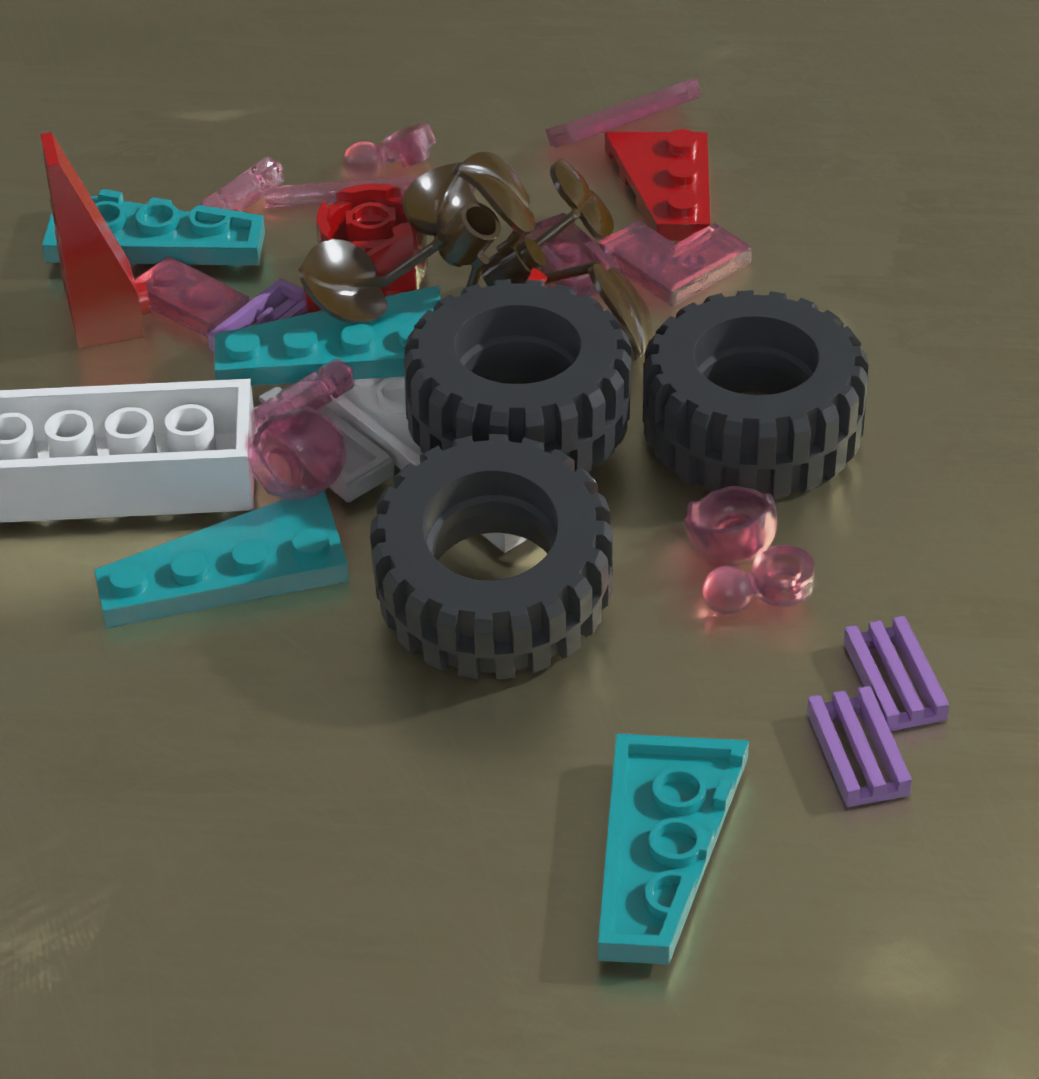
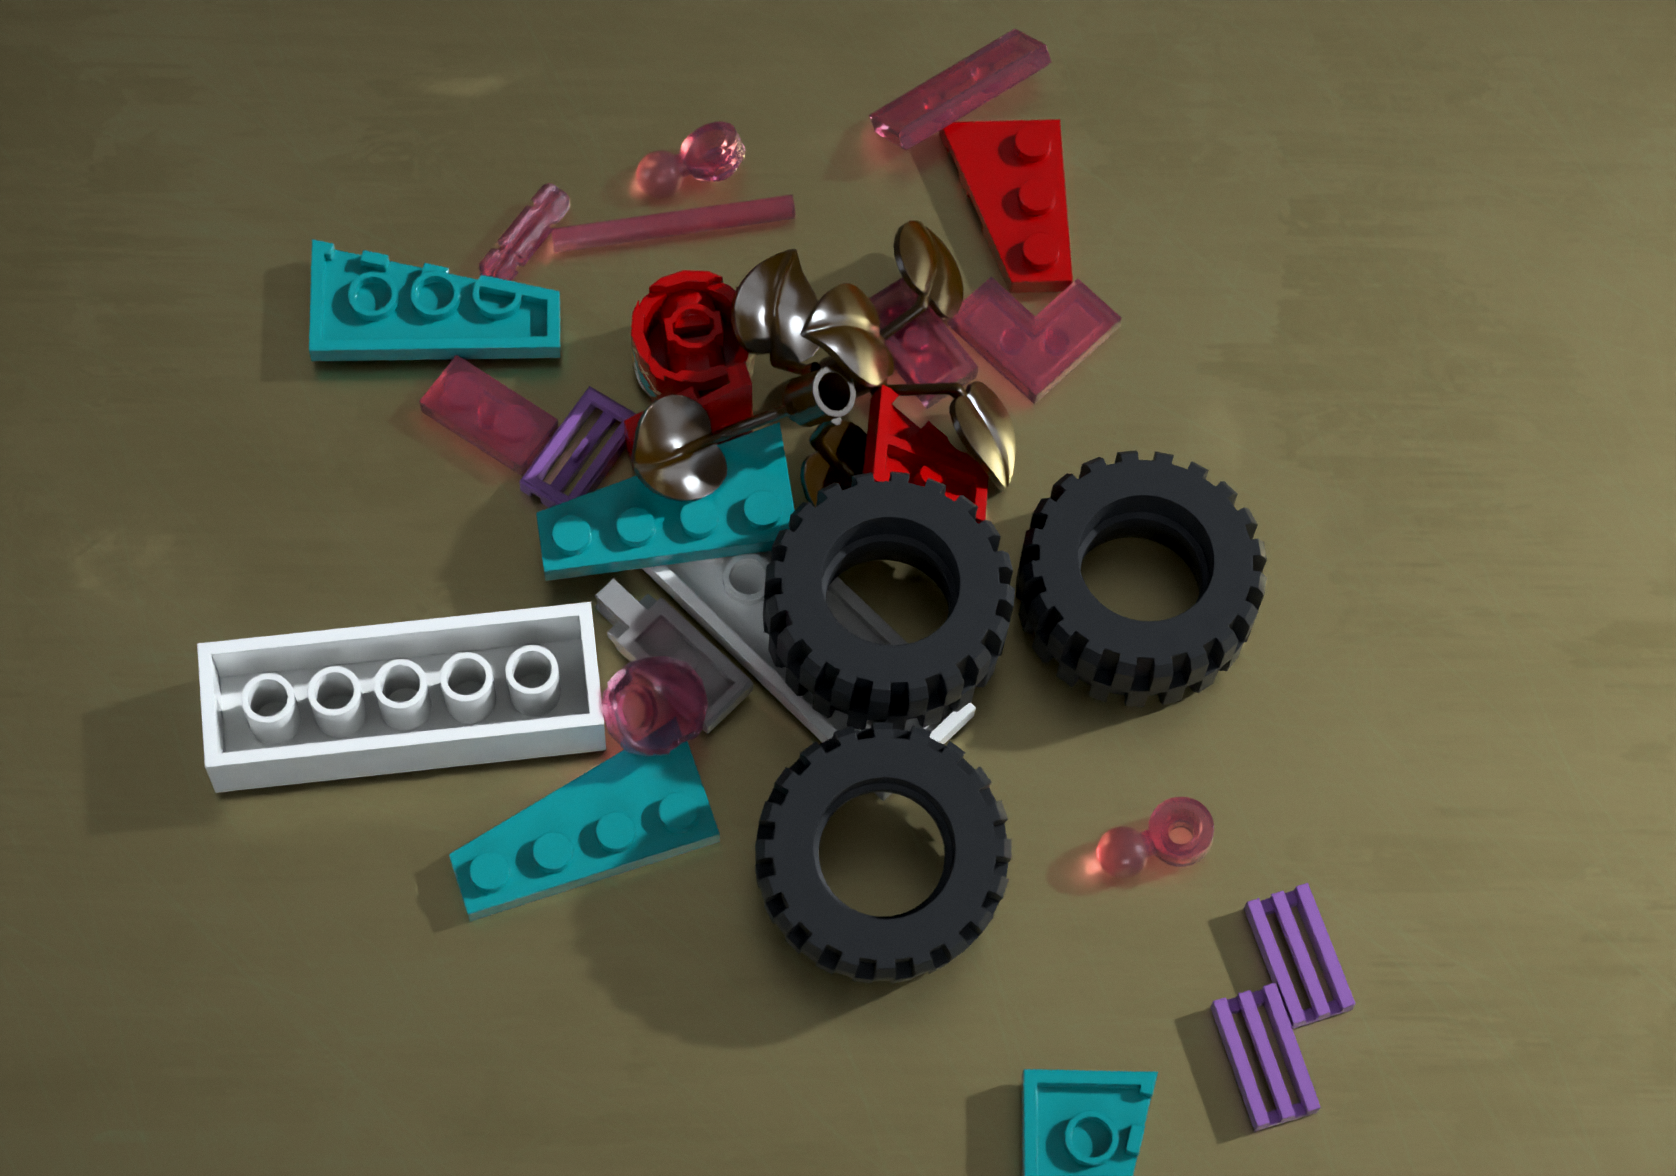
camera: 10 degrees left, 25 degrees up
(93, 266) = (385, 418): red wedge -> none
(309, 391) = (648, 607): clear pink axle -> none
(731, 525) = (1124, 764): clear pink hair -> none

